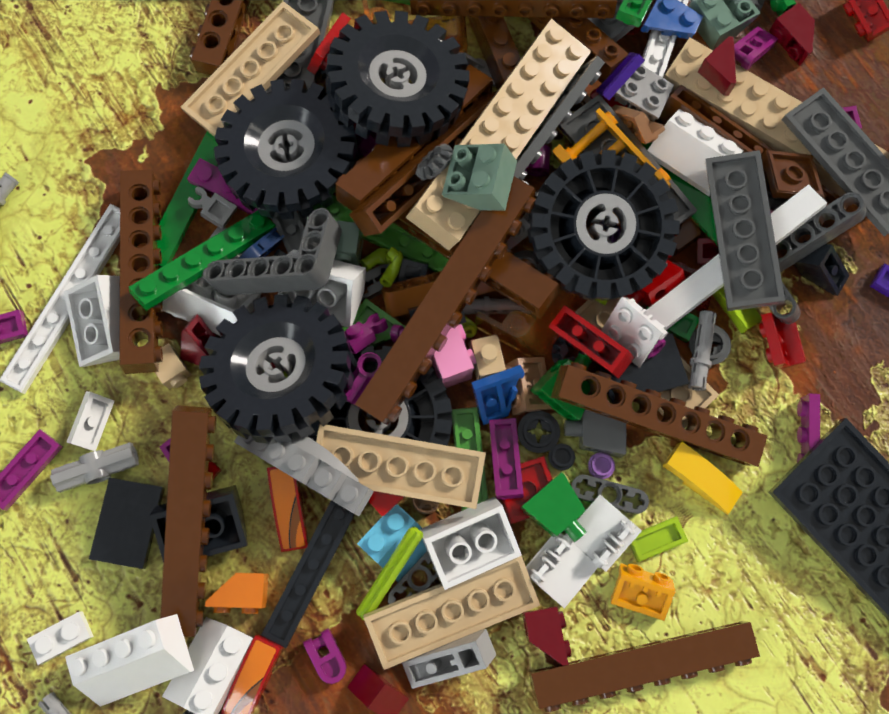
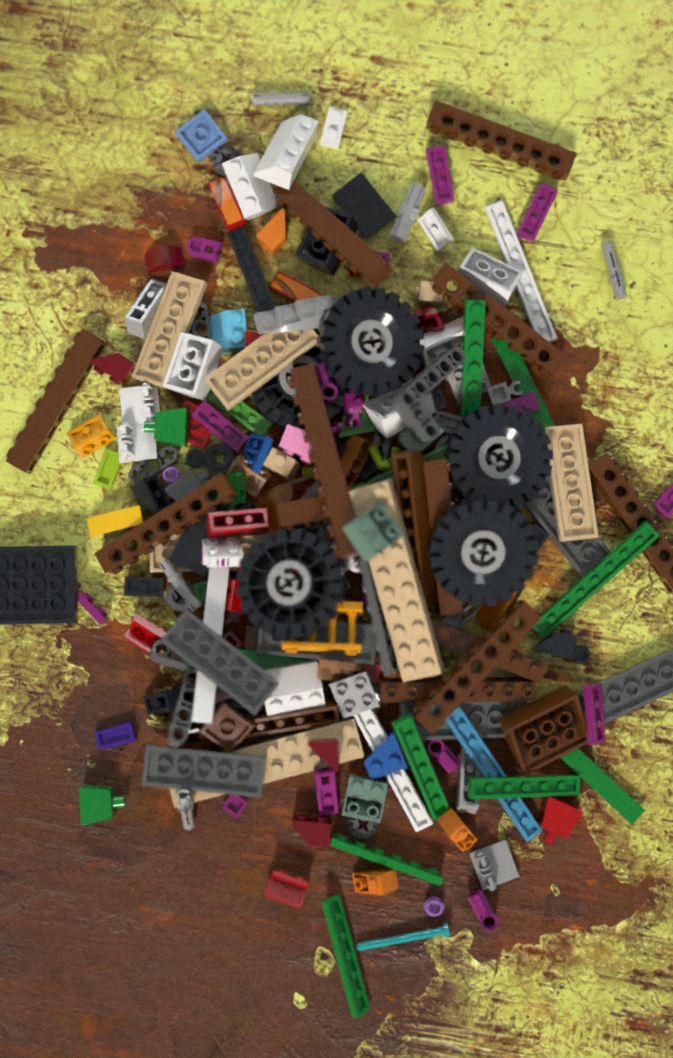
camera: 135 degrees right, 10 degrees up
(264, 245) = (452, 395): dark blue piece -> none
(319, 59) = (545, 542): red plate -> none
(390, 571) = (215, 314): lime axle -> none
(434, 162) = (405, 518): dark grey gear -> none
(620, 75) = (372, 684): dark purple tile -> none
(643, 462) = (150, 494): none -> black slope
(737, 389) = (144, 586): none -> black plate

